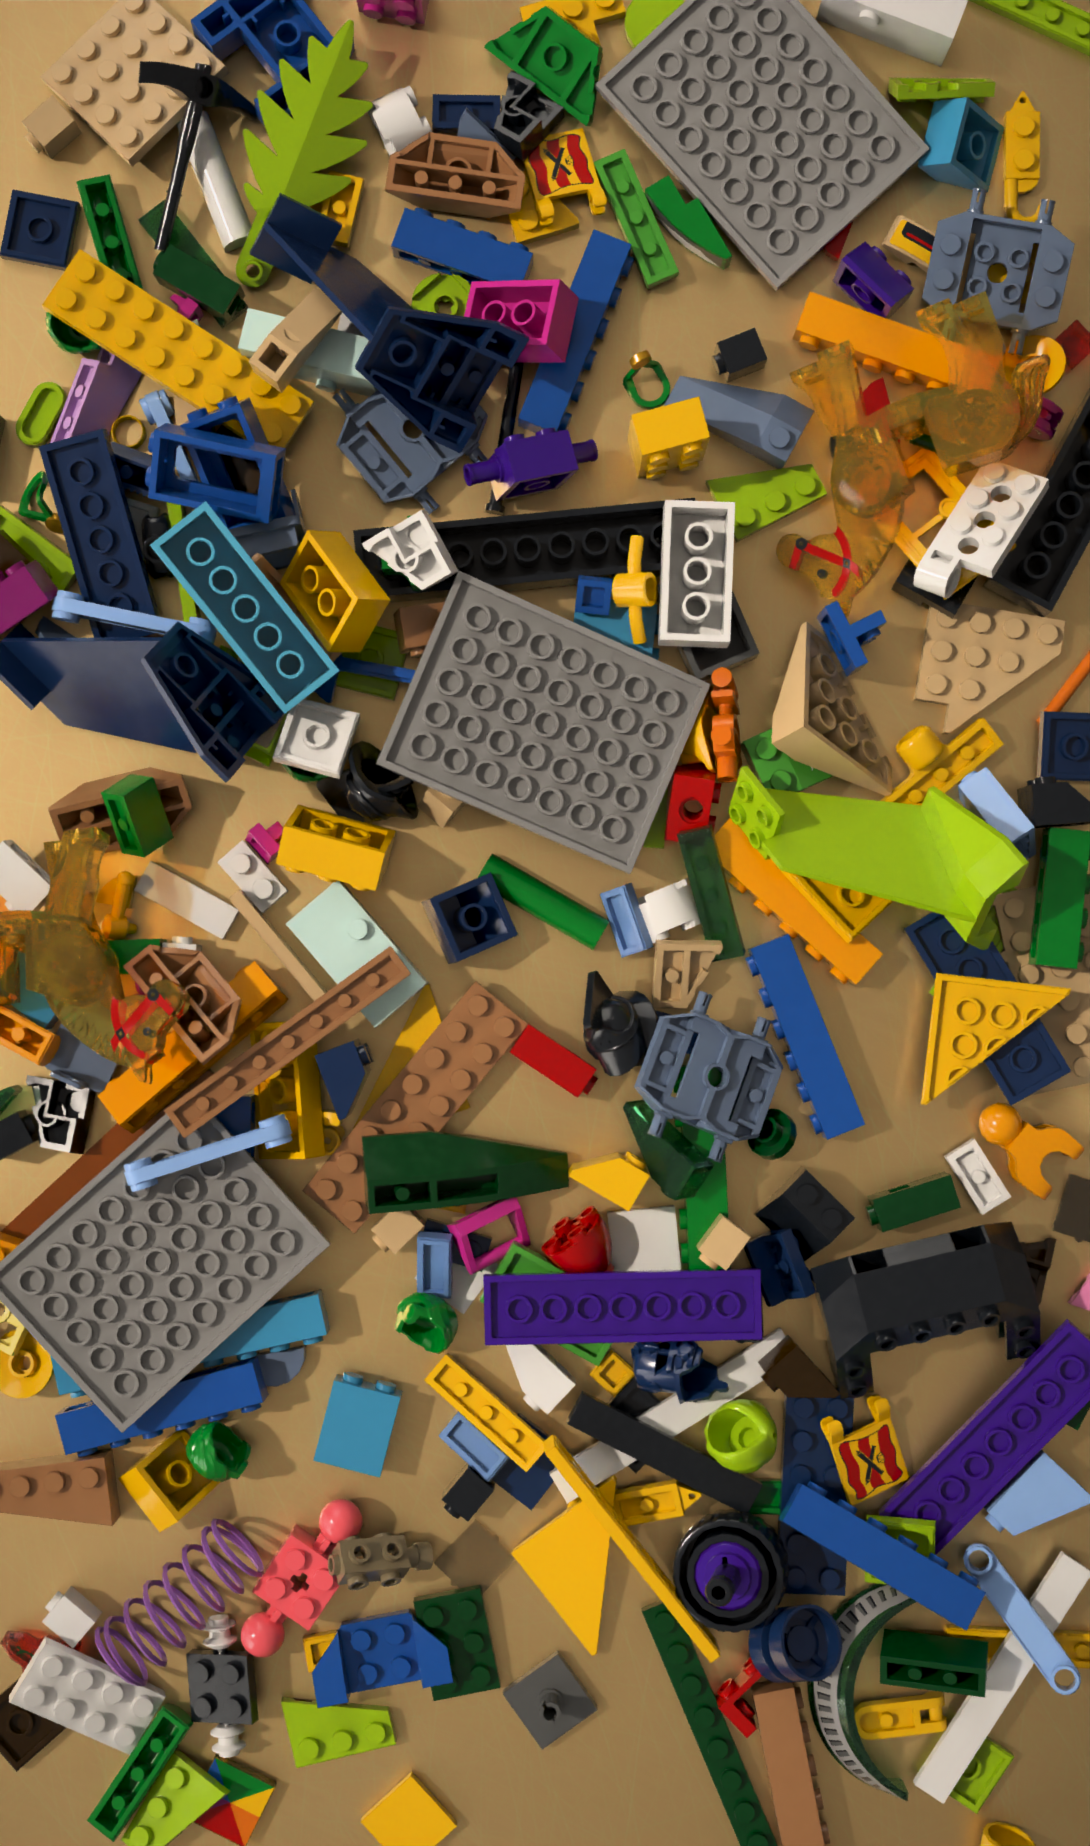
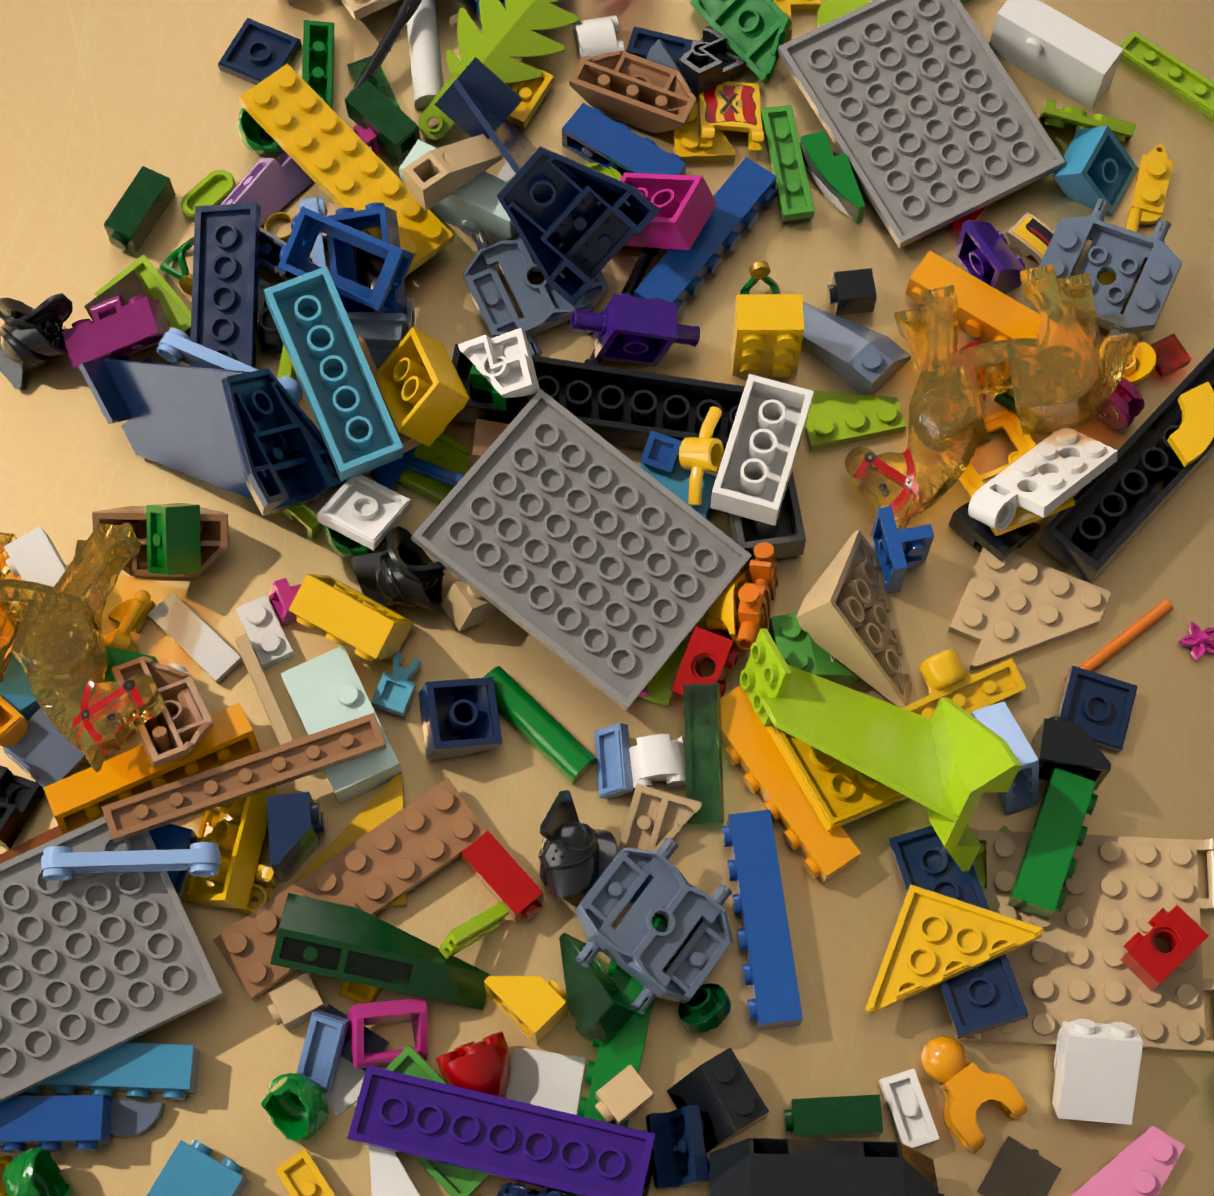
camera: 15 degrees right, 20 degrees down
(398, 904) = (396, 690): none -> medium azure plate
(542, 1120) = (473, 930): none -> lime tile

